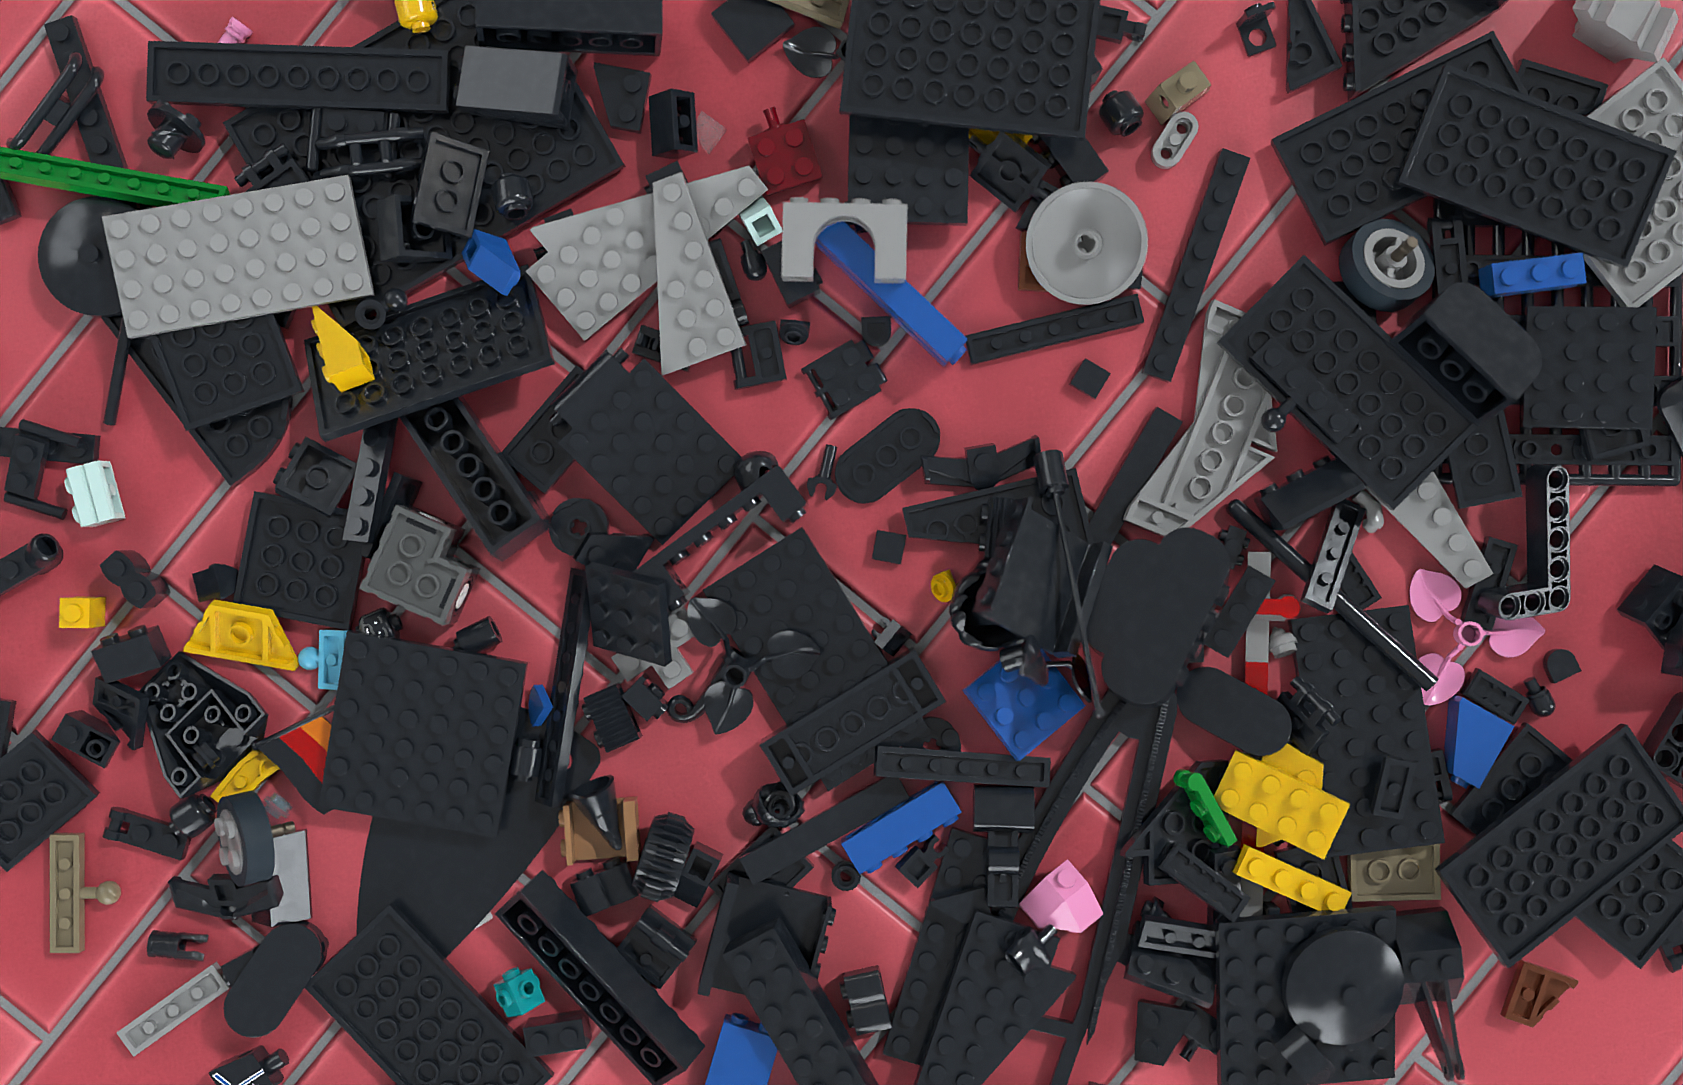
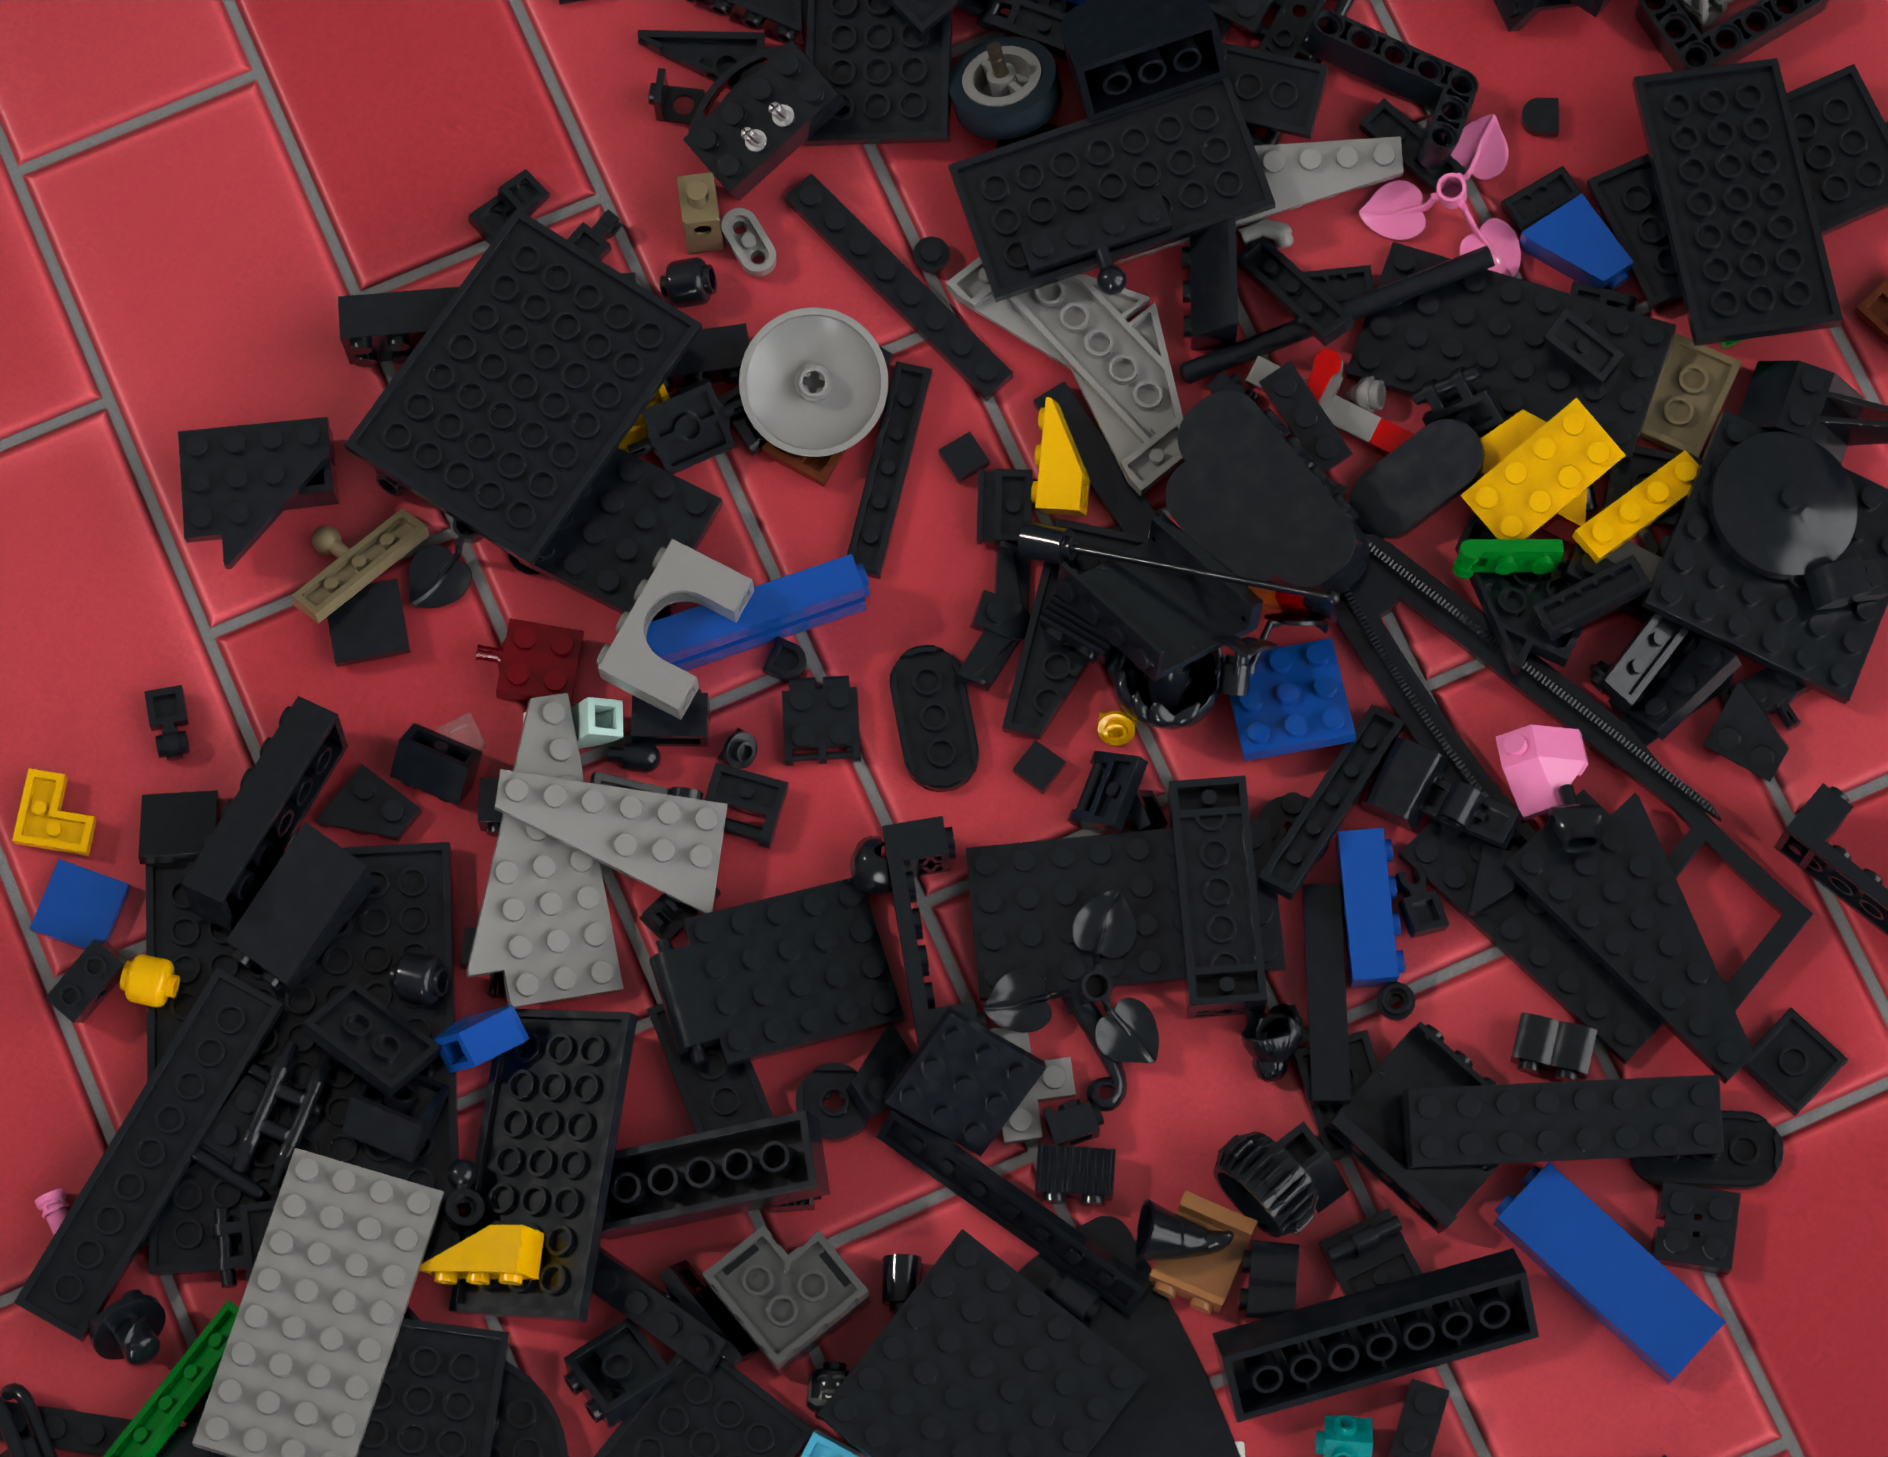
camera: 60 degrees left, 15 degrees down
(539, 705) = (1018, 1254): blue tile -> none
(824, 473) = (917, 796): black bar -> none
(892, 612) = (1108, 791): none -> black plate
(1067, 425) = (1003, 504): none -> black plate
(1110, 456) = (1062, 475): none -> yellow slope
(1231, 277) = (931, 254): none -> black plate
(1274, 97) = (761, 116): none -> black piece
(1540, 698) = (1570, 154): black cylinder -> none

